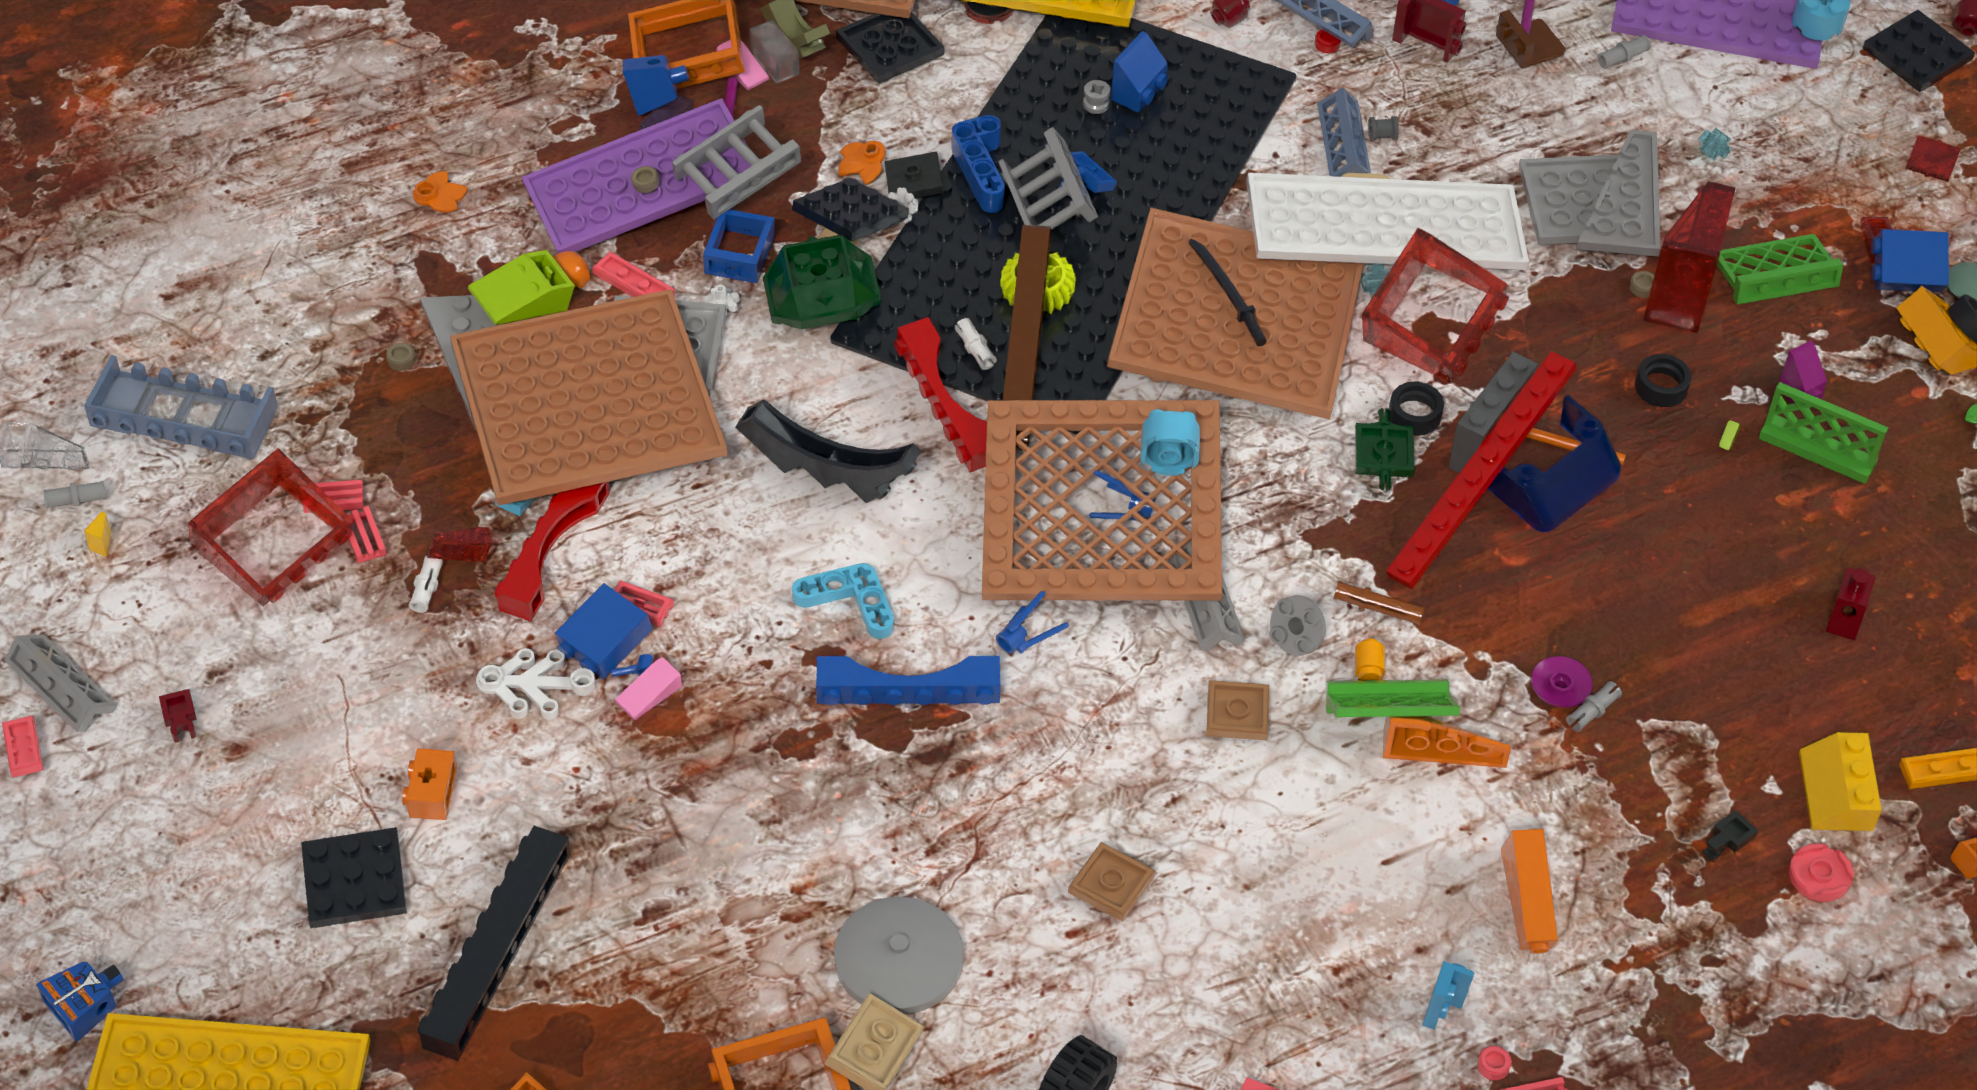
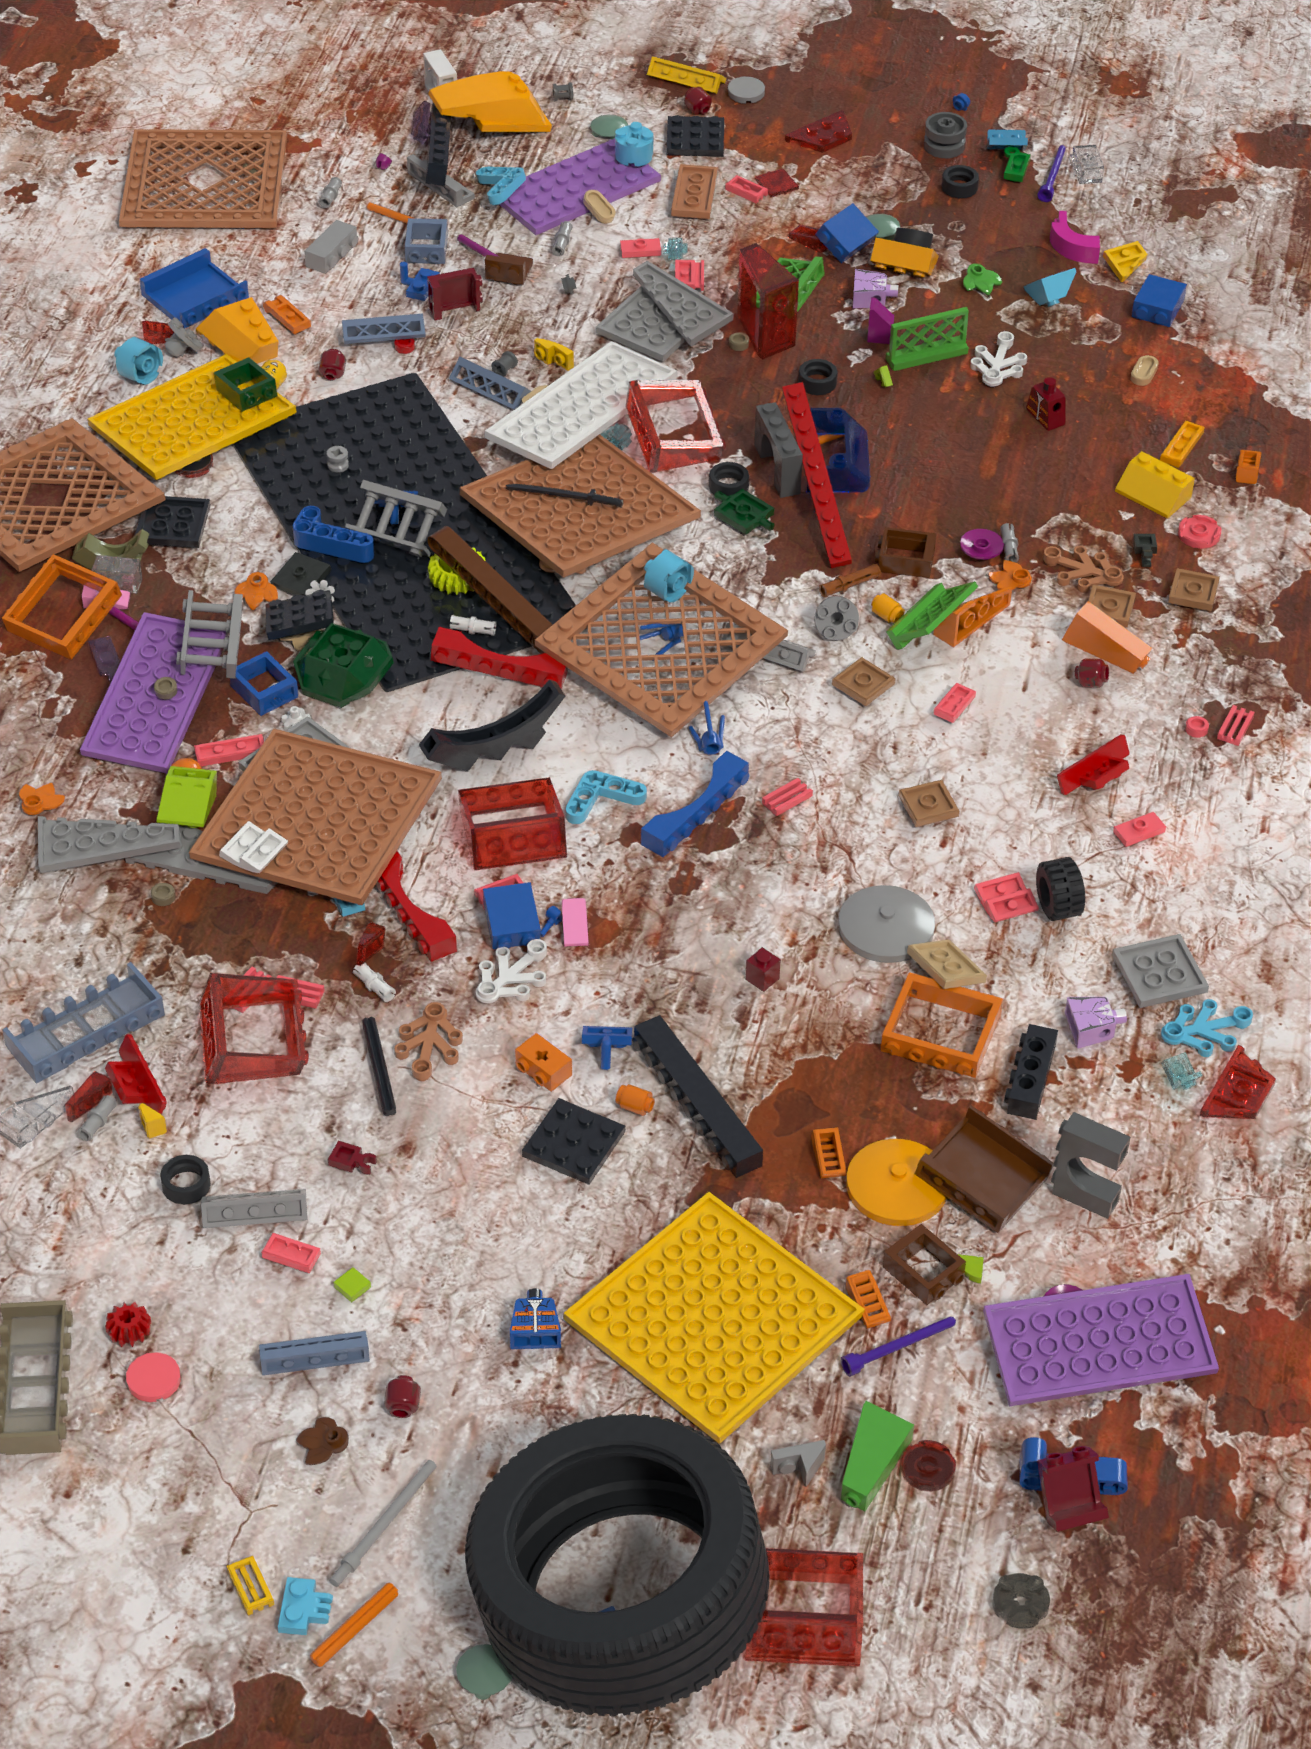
camera: 50 degrees left, 5 degrees down
(22, 820) = (352, 1284): none -> lime tile
(46, 590) = (182, 1164): none -> black tyre
(92, 469) = (88, 1095): none -> clear red slope
(138, 485) = (133, 1077): none -> red bracket
(319, 659) = (379, 1066): none -> black axle
(387, 674) = (433, 1016): none -> nougat plant
(414, 265) = (91, 841): none -> light grey wing
(446, 891) = (635, 1099): none -> orange brick
(489, 375) = (253, 848): none -> white slope
(508, 809) = (605, 1037): none -> blue plate
(652, 81) = (82, 639): blue torso -> none
(715, 575) = (514, 839): none -> clear red windscreen
(721, 886) = (763, 969): none -> dark red brick
(1001, 747) = (784, 795): none -> coral tile
(1036, 1038) = (1006, 897): none -> coral slope
(1138, 73) = (348, 428): blue slope -> none
(1289, 810) = (954, 702): none -> coral plate
(1322, 1004) = (1097, 767): none -> red bracket
(1441, 153) = (553, 352): none -> yellow slope
(1449, 990) = (1143, 712): dark azure bracket -> none
(1466, 908) = (1092, 673): none -> dark red head
(1483, 648) = (906, 540): none -> reddish brown window
(1540, 740) = (1012, 576): none -> orange plate
(1560, 99) = (568, 284): none -> dark grey plate
(1596, 860) = (1114, 603): none -> medium nougat plate
(1632, 800) = (1107, 575): none -> nougat plant
(1688, 117) = (640, 248): none -> coral plate
(1690, 178) = (690, 273): none -> coral plate
(1705, 47) = (599, 206): none -> tan tile
(1712, 924) = (1194, 589): none -> medium nougat plate
(1827, 103) = (694, 191): none -> nougat plate
(1849, 528) = (993, 376): none -> white plant
(1854, 337) = (871, 284): none -> lavender torso
(1891, 155) = (746, 189): none -> coral tile

